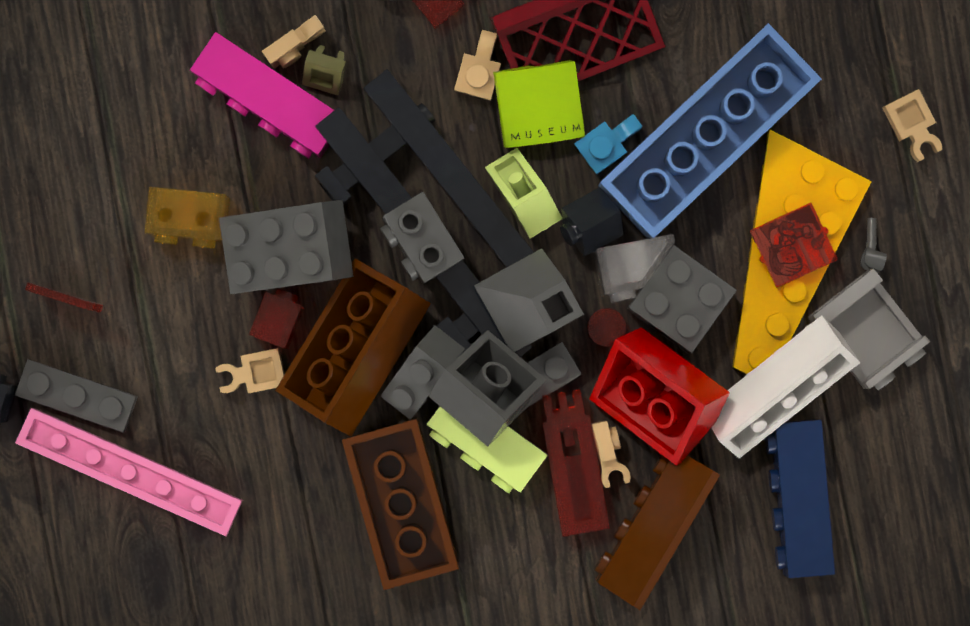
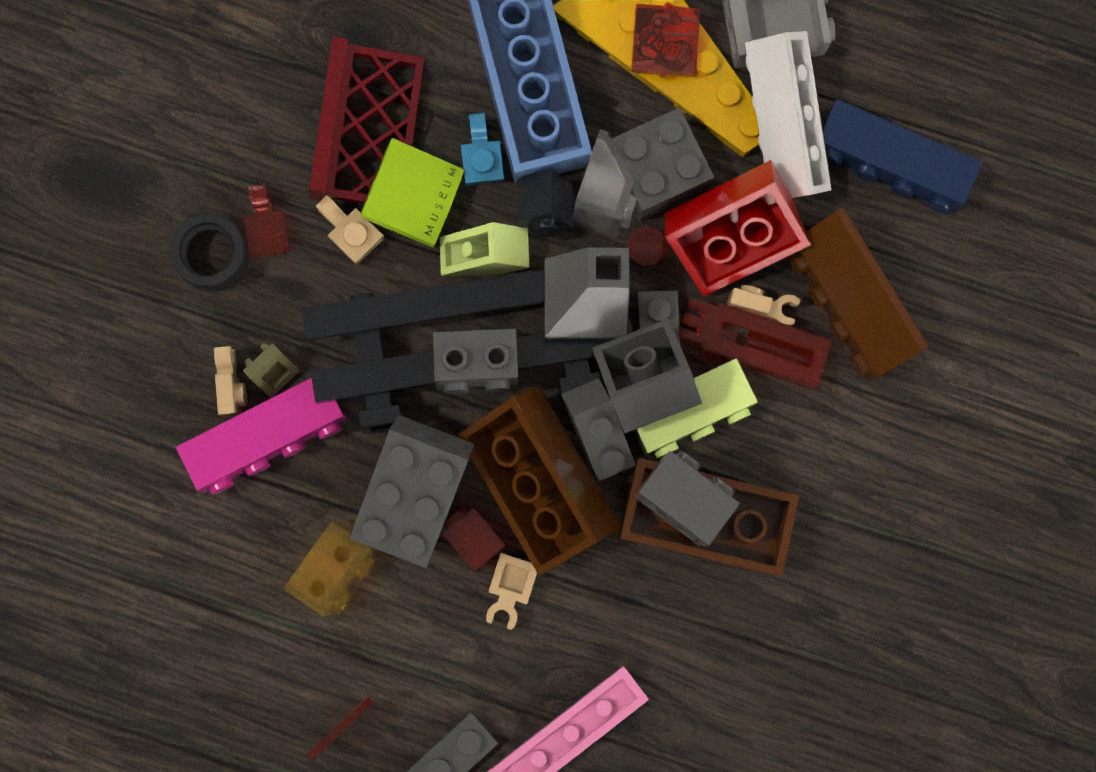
camera: 65 degrees left, 5 degrees down
(398, 476) = (687, 498): none -> dark grey brick

